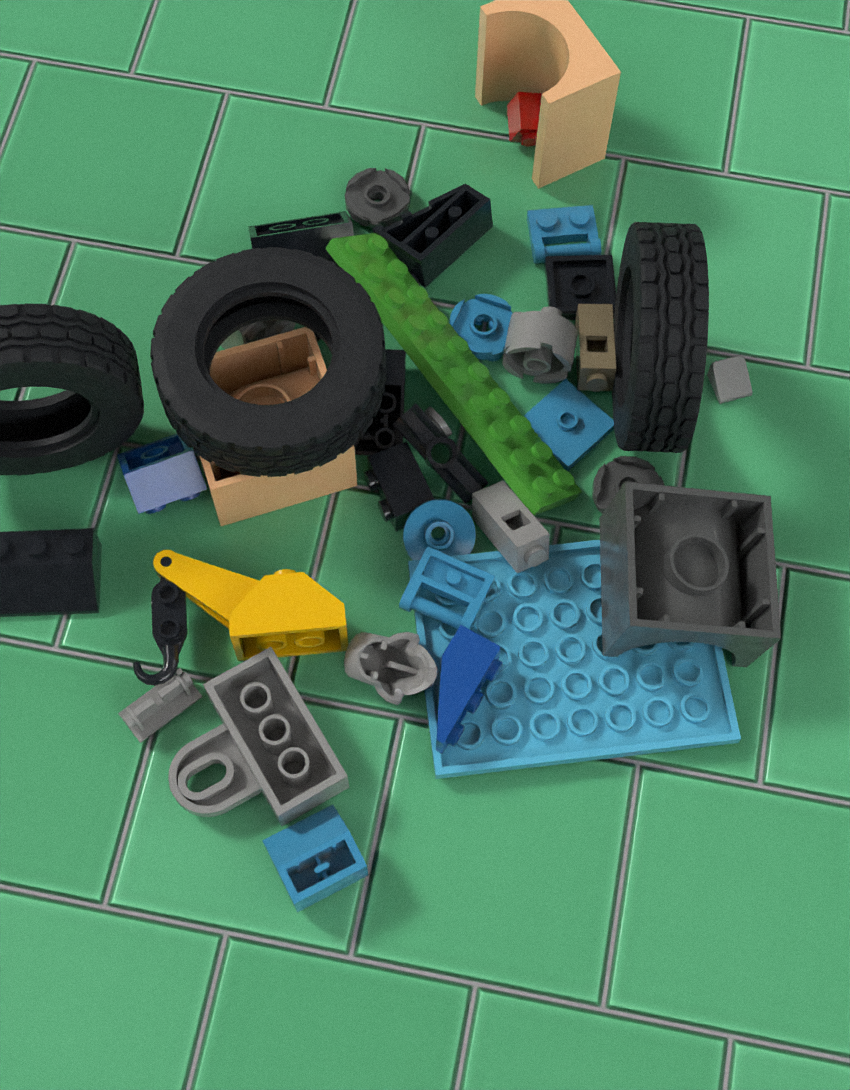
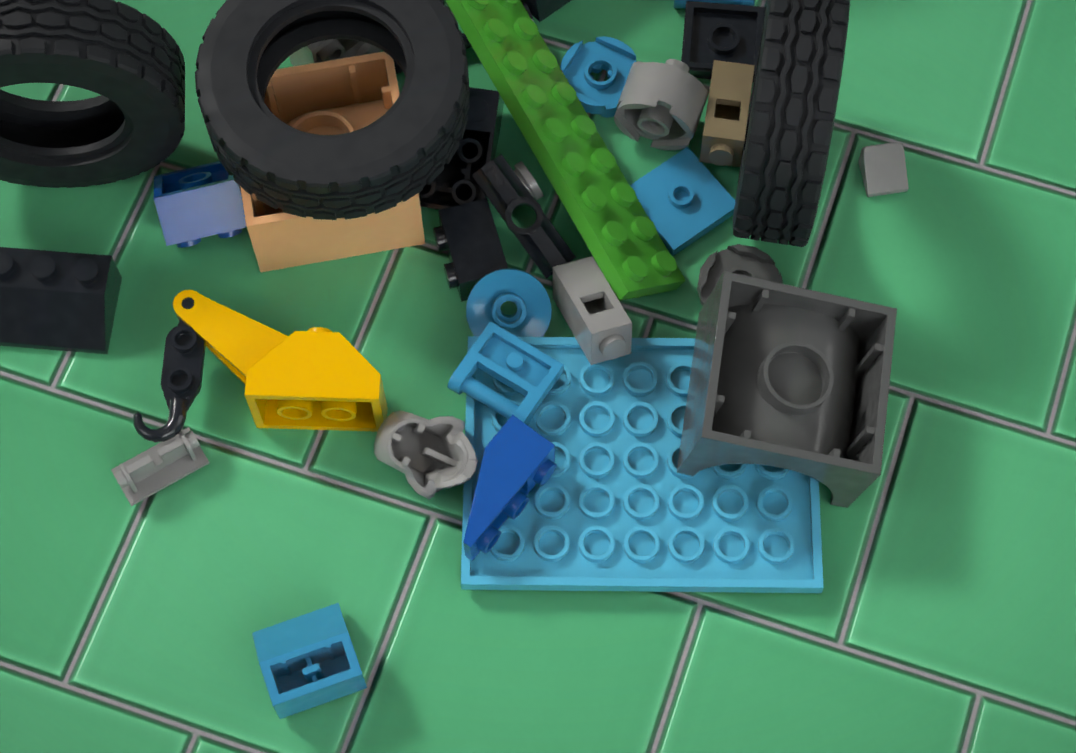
camera: 10 degrees right, 0 degrees up
(264, 744) = (269, 526): light grey brick -> none

